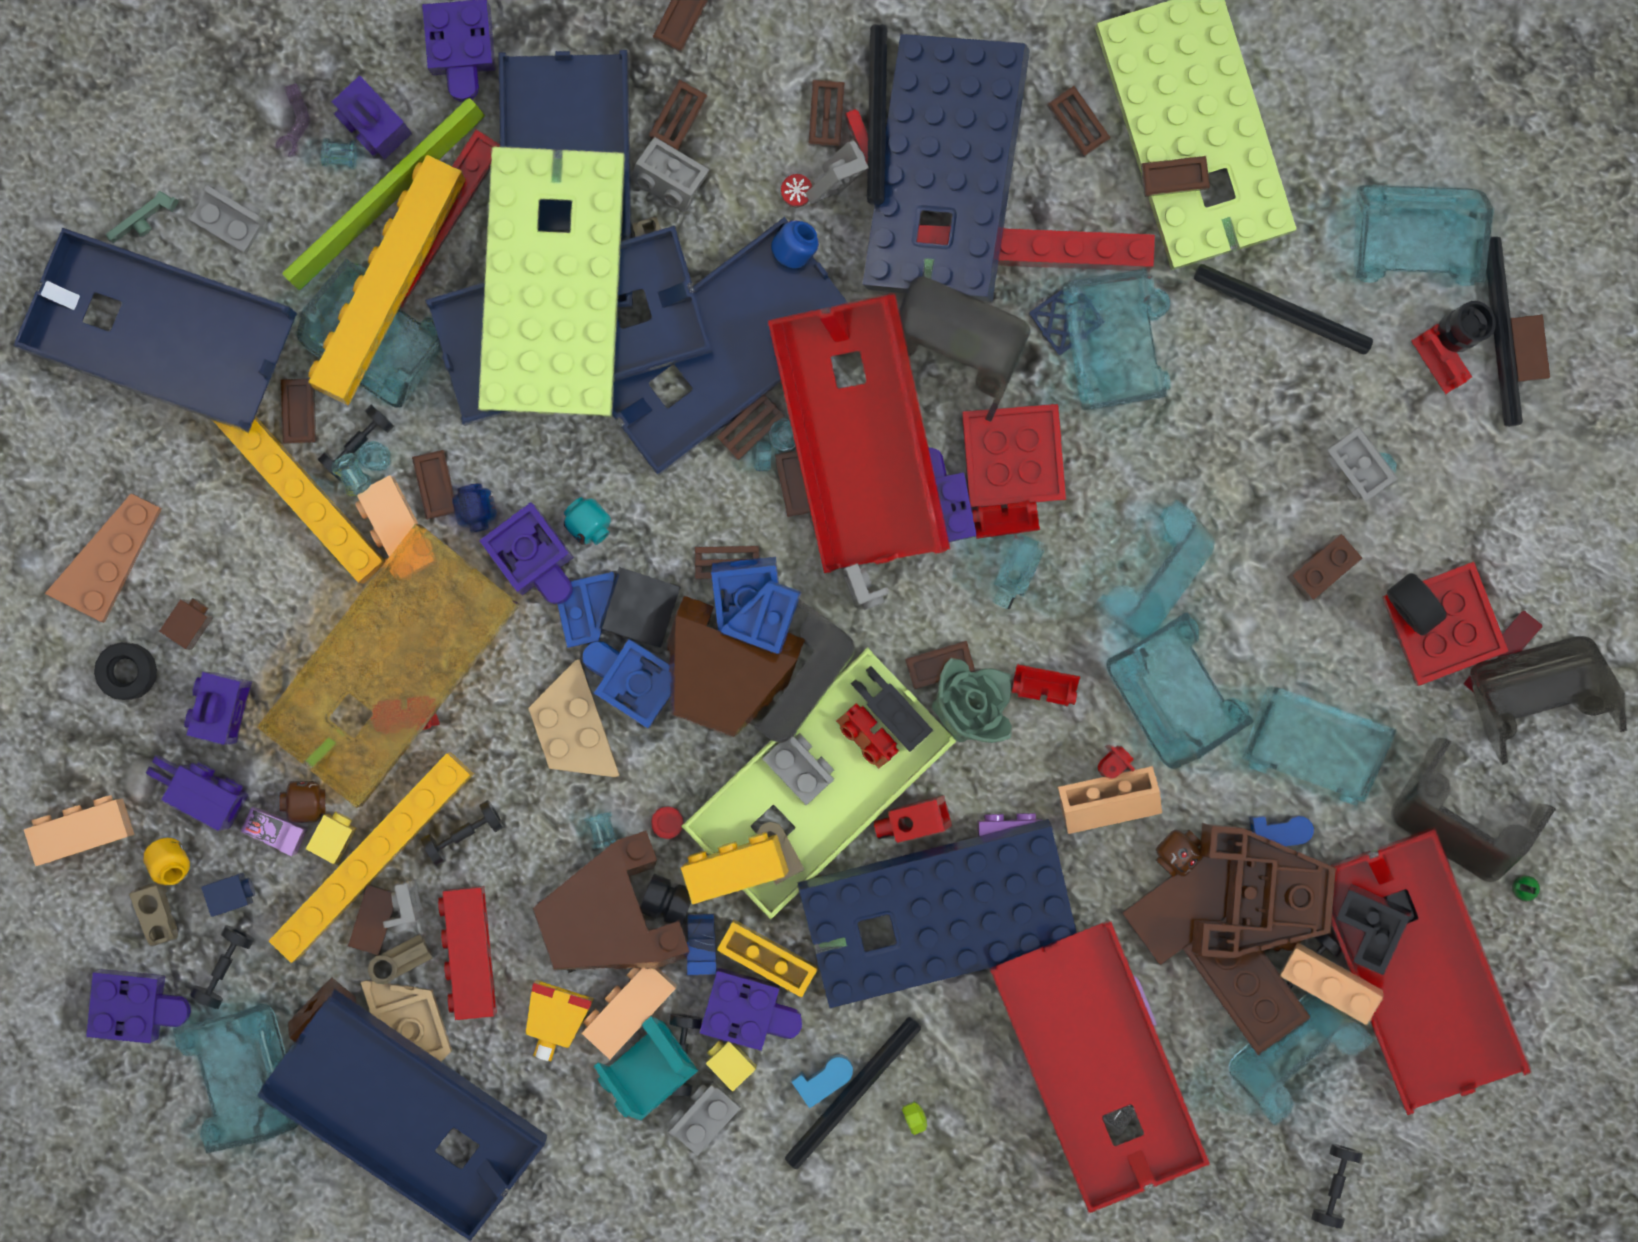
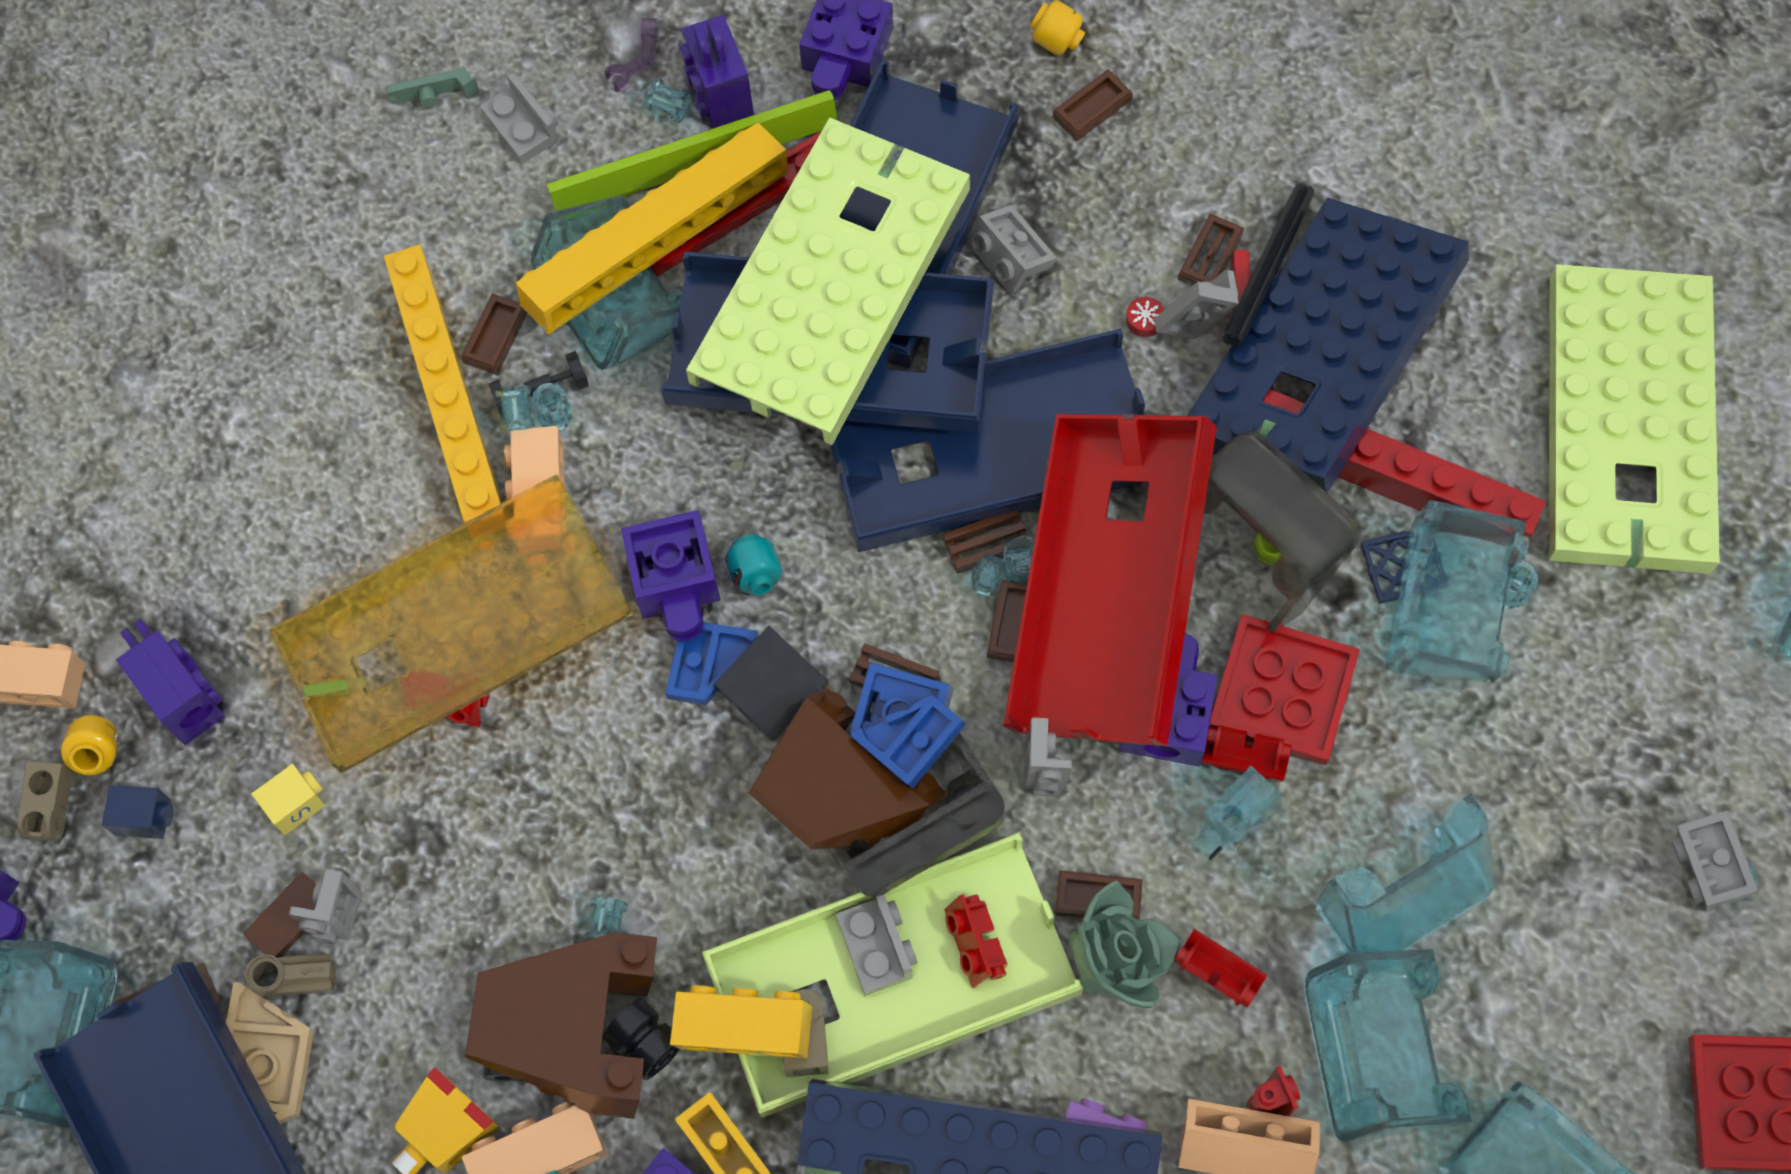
camera: 25 degrees right, 20 degrees down
(105, 562) = (205, 407): nougat wing -> none
(105, 671) = (151, 504): black tyre -> none
(173, 335) = (408, 205): dark blue piece -> none
(187, 623) = (256, 496): reddish brown brick -> none
(207, 996) = (50, 923): black wheel -> none
(217, 707) = (238, 595): dark purple brick -> none
(274, 831) = (230, 765): lavender leg -> none
(303, 801) = (279, 744): reddish brown head -> none
(371, 857) = (320, 840): yellow brick -> none
(434, 484) = (603, 465): reddish brown tile -> none
(434, 849) = (399, 861): black wheel -> none
(469, 953) = (377, 1002): red brick -> none
(474, 507) = (634, 499): clear blue head -> none
(572, 726) = (629, 789): tan wing -> none
(630, 679) = (719, 756): blue brick -> none
(667, 822) = (686, 948): red tile -> none
(691, 91) = (1054, 207): reddish brown tile -> none
(702, 945) = (656, 1121): leg -> none
(795, 244) = (1120, 359): blue head -> none
(894, 711) = (1020, 924): black hinge -> none
(928, 818) = (1009, 1068): red torso -> none
(1093, 144) = (1503, 392): reddish brown tile -> none
(1175, 176) = (1593, 448): reddish brown tile -> none
(1283, 309) = (1673, 652): black axle -> none
(1324, 567) = (1626, 968): reddish brown brick -> none
(1416, 604) = (1737, 1053): black tyre -> none

